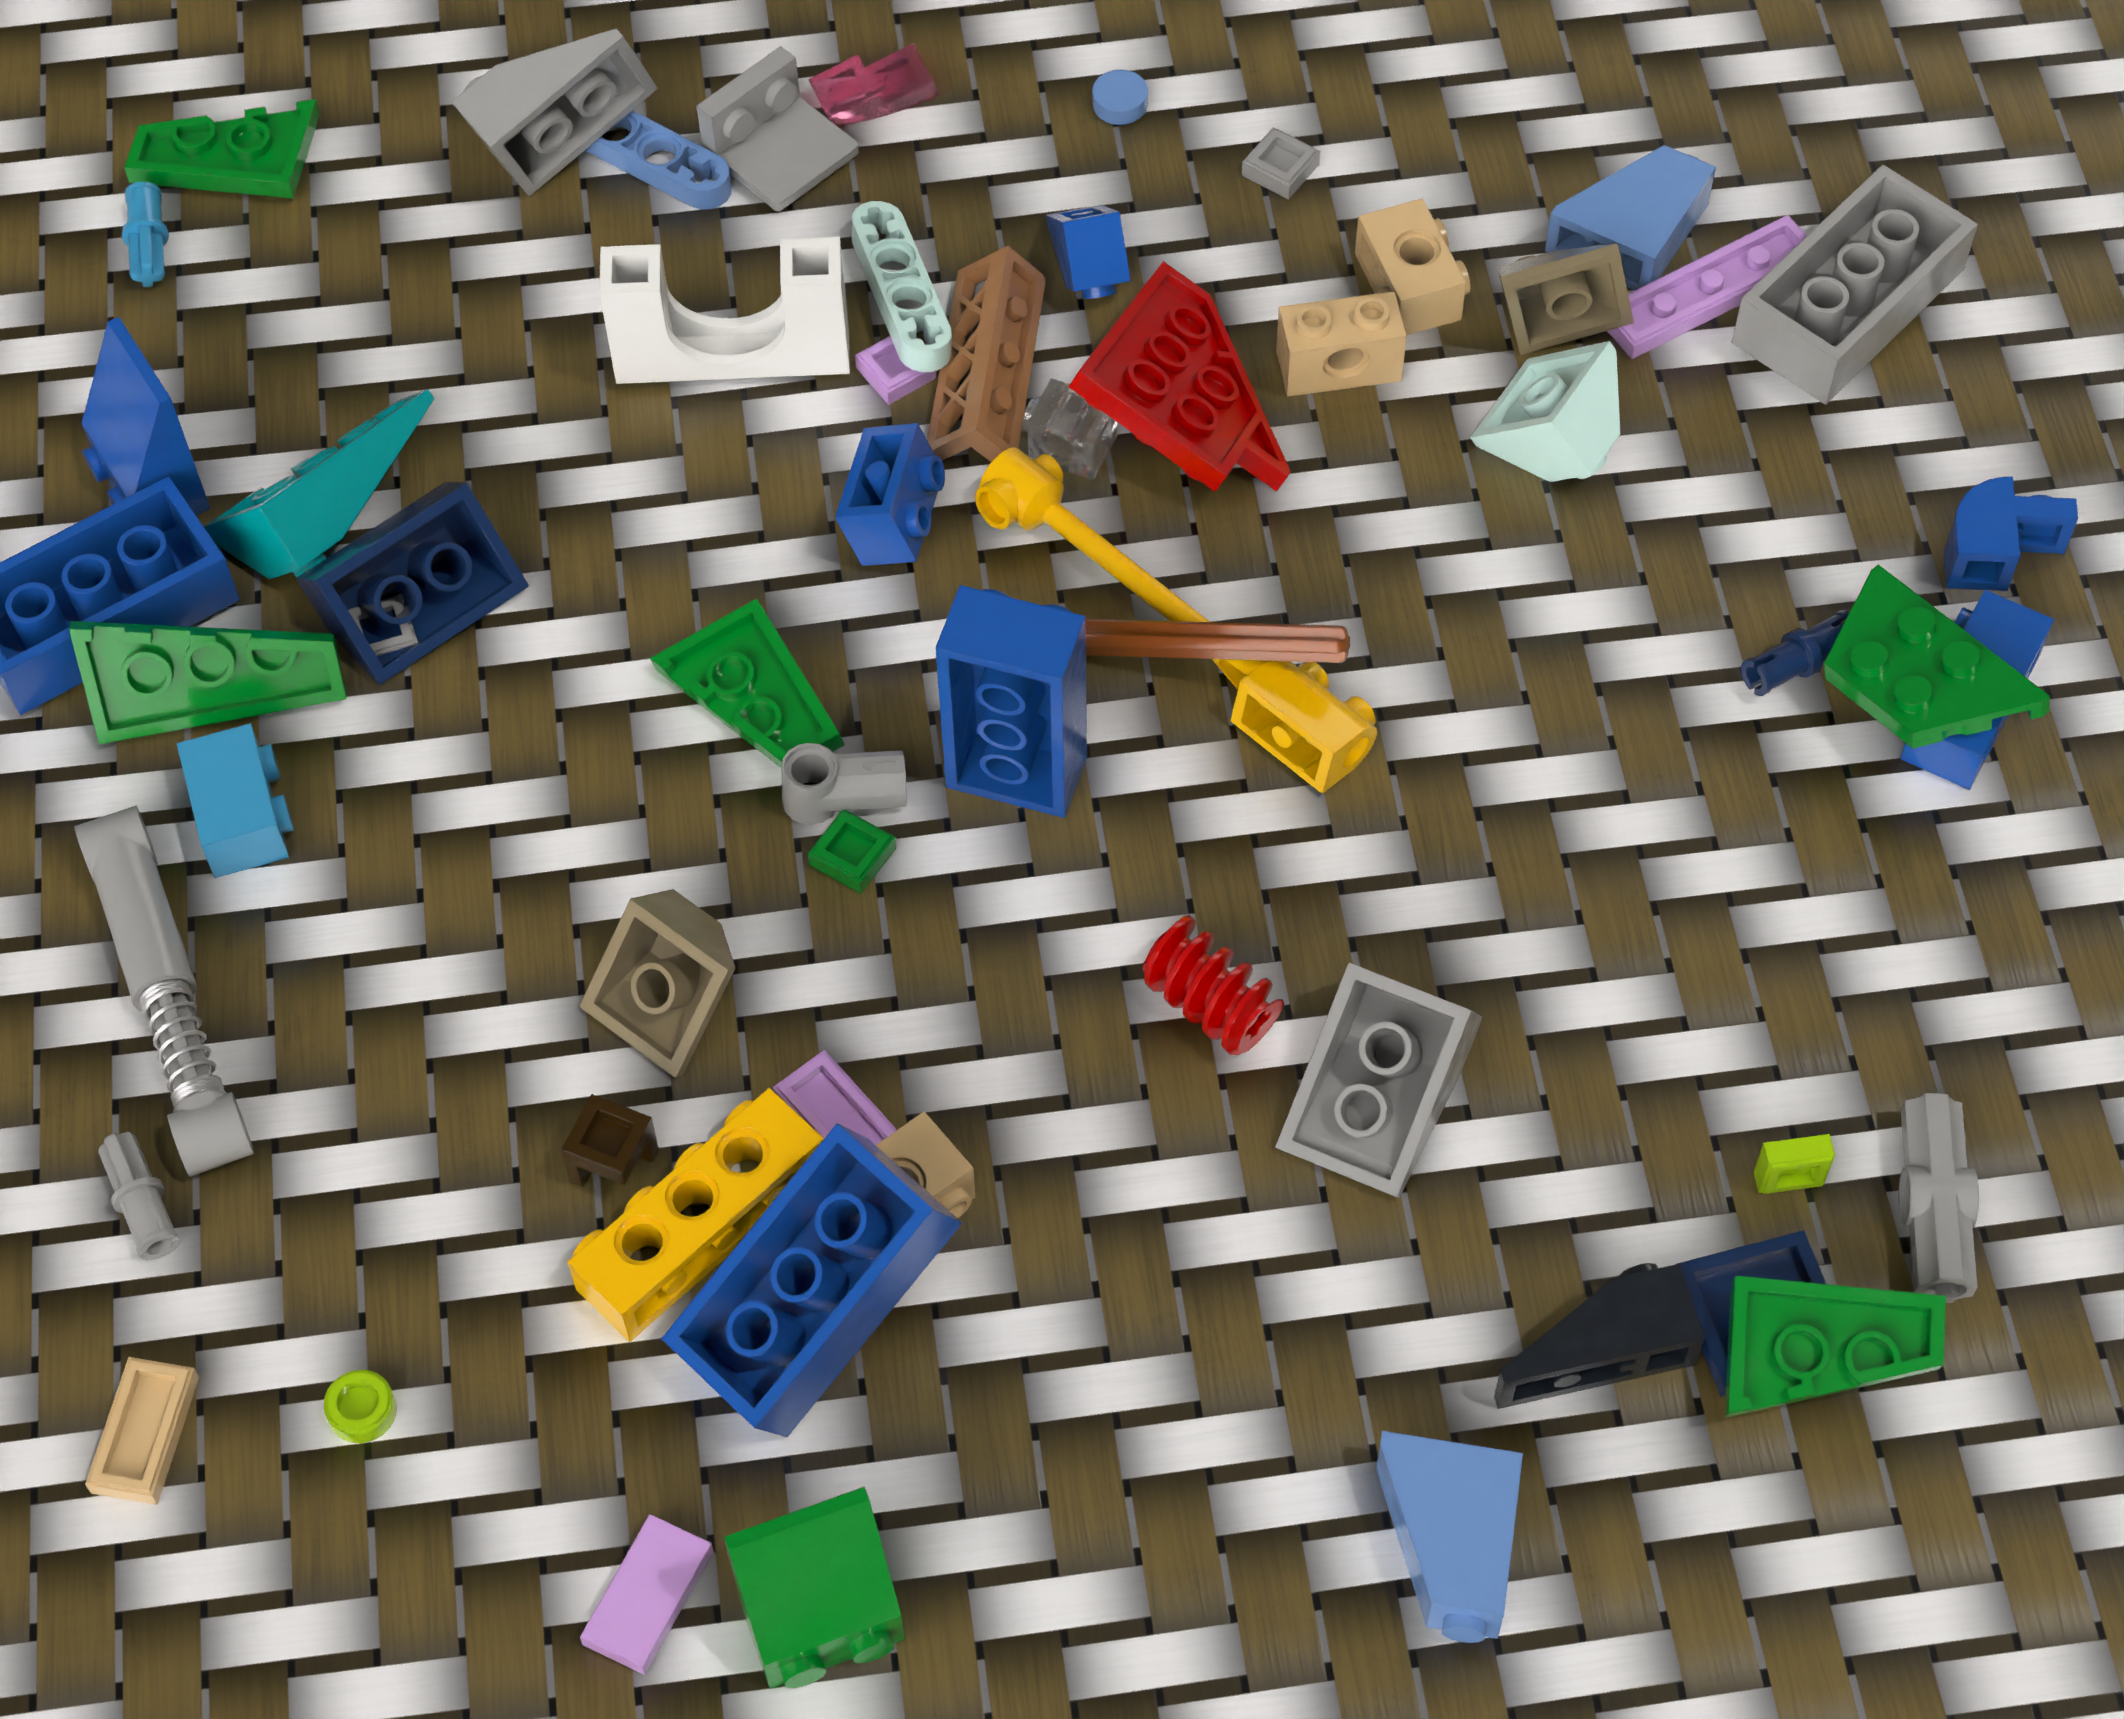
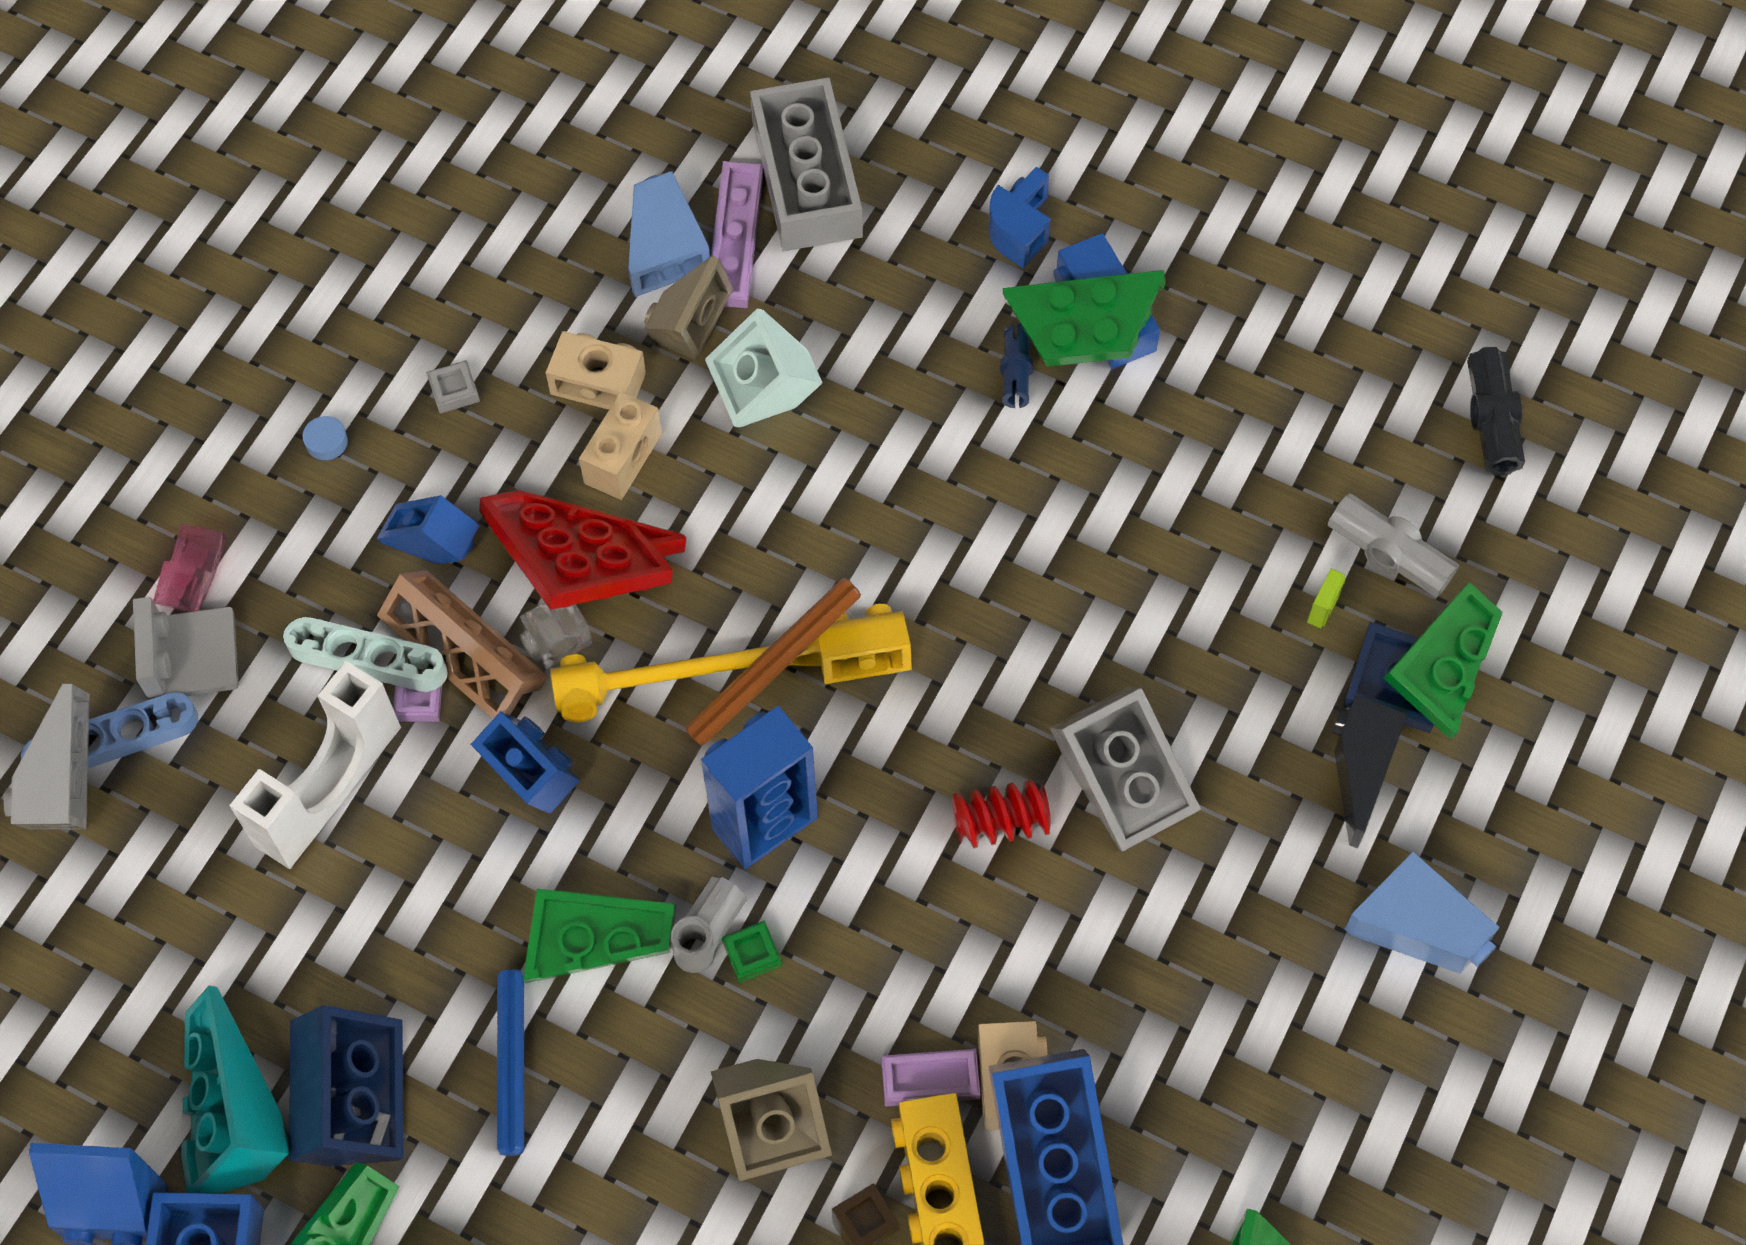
camera: 55 degrees left, 5 degrees up
(551, 709) = (510, 1062): none -> blue axle

